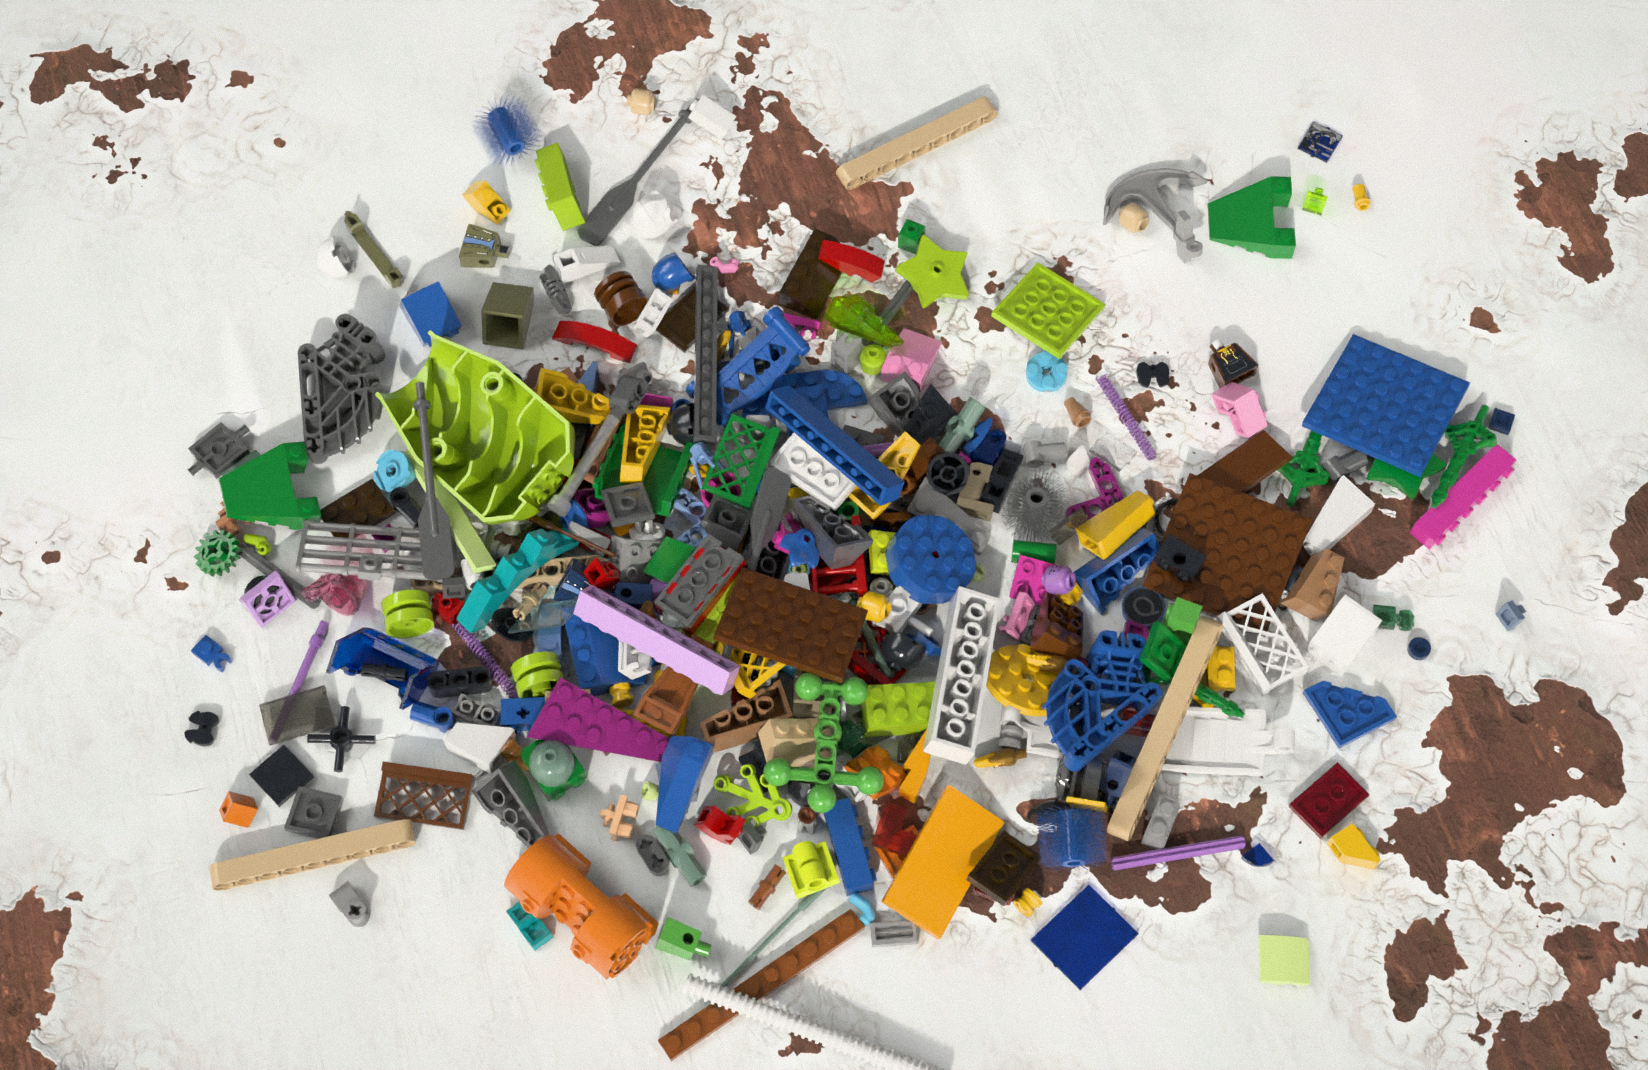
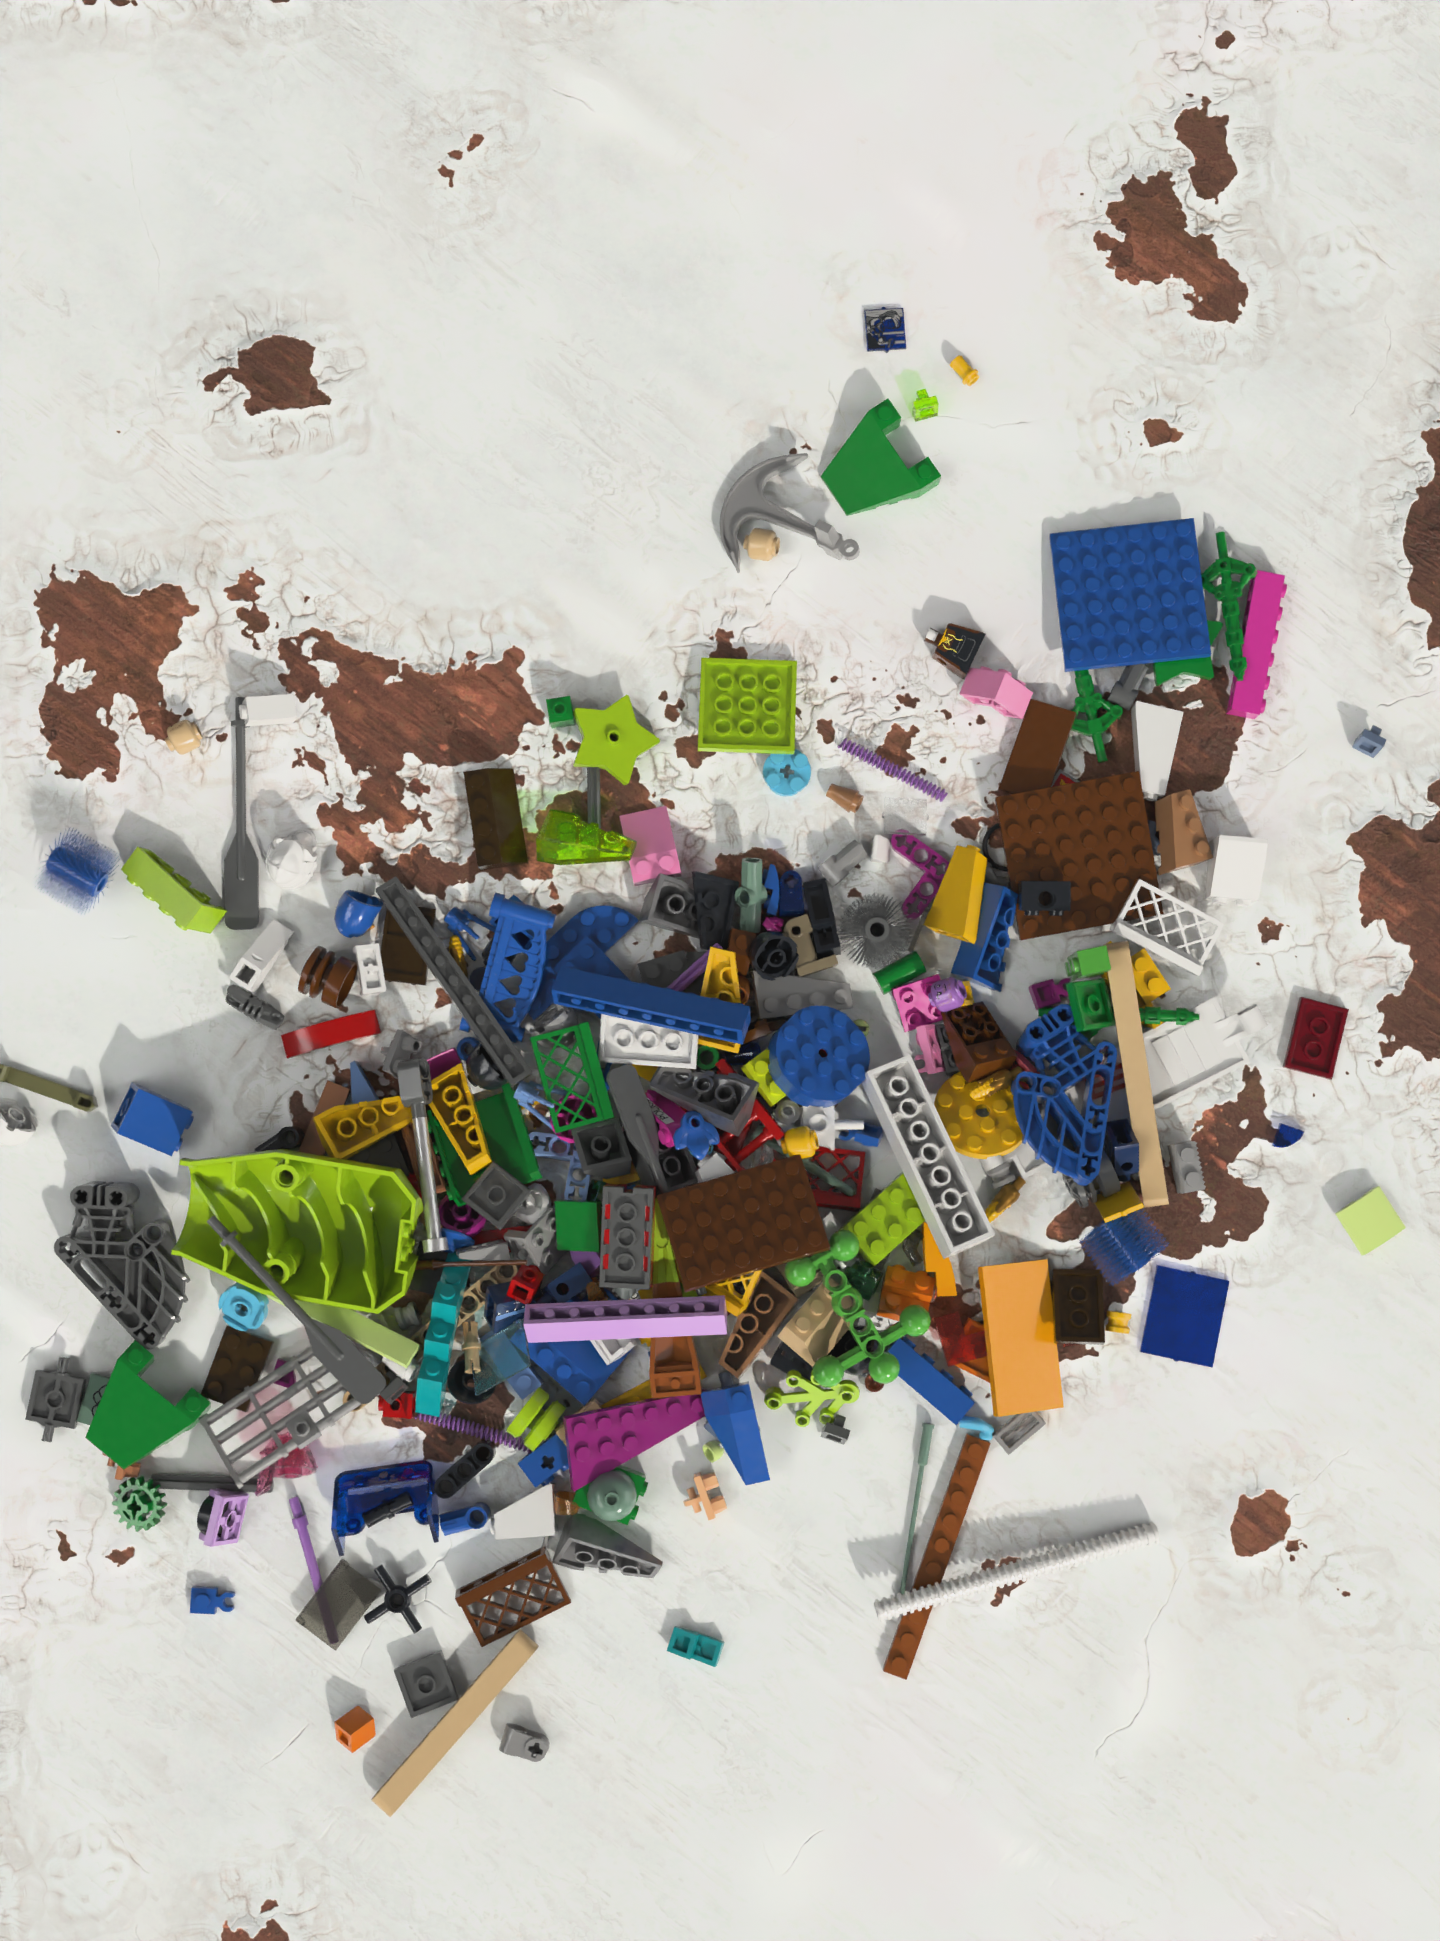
camera: 35 degrees left, 20 degrees up
(202, 735) = (265, 1682): black piece -> none
(260, 542) = (170, 1462): lime arm -> none
(281, 775) = (368, 1668): black tile -> none
(407, 614) = (368, 1442): lime wheel -> none
(408, 508) = (287, 1333): black piece -> none
(475, 711) = (500, 1485): light grey slope -> none
(481, 248) = (146, 1011): olive torso -> none
(486, 201) = (112, 957): yellow slope -> none
(507, 315) = (226, 1066): olive slope -> none
(605, 929) = (780, 1613): orange cylinder -> none
(621, 695) = (622, 1378): yellow wheel -> none
(648, 858) = (755, 1513): dark grey beam -> none
(673, 937) = (833, 1574): bright green torso -> none
(681, 855) = (787, 1492): sand green piece -> none
(719, 825) = (800, 1440): red brick -> none
(730, 267) = (400, 869): bright pink arm -> none
(750, 336) = (481, 928): light grey tile -> none
(767, 887) = (880, 1466): dark orange pin -> none
(808, 323) = (510, 881): dark pink plate -> none
(810, 868) = (909, 1425): neon yellow plate -> none
(845, 356) = (588, 892): light grey hinge -> none
(852, 260) = (522, 781): red slope -> none
(872, 359) = (616, 875): lime head -> none
(901, 651) = (851, 1165): black cylinder -> none
(916, 143) = (492, 599): tan beam -> none
(1044, 806) = (1079, 1216): black piece -> none
(1143, 606) = (1034, 960): black tile -> none
(1145, 373) = (880, 707): black piece -> none
(1178, 852) = (1216, 1181): medium lavender axle -> none
(1347, 711) = (1281, 940): blue plate -> none
(1353, 849) = (1365, 1073): yellow slope -> none
(1388, 615) = (1259, 820): clear green plate -> none
(1419, 648) = (1305, 830): dark blue tile -> none
(1501, 421) = (1241, 536): dark blue tile -> none

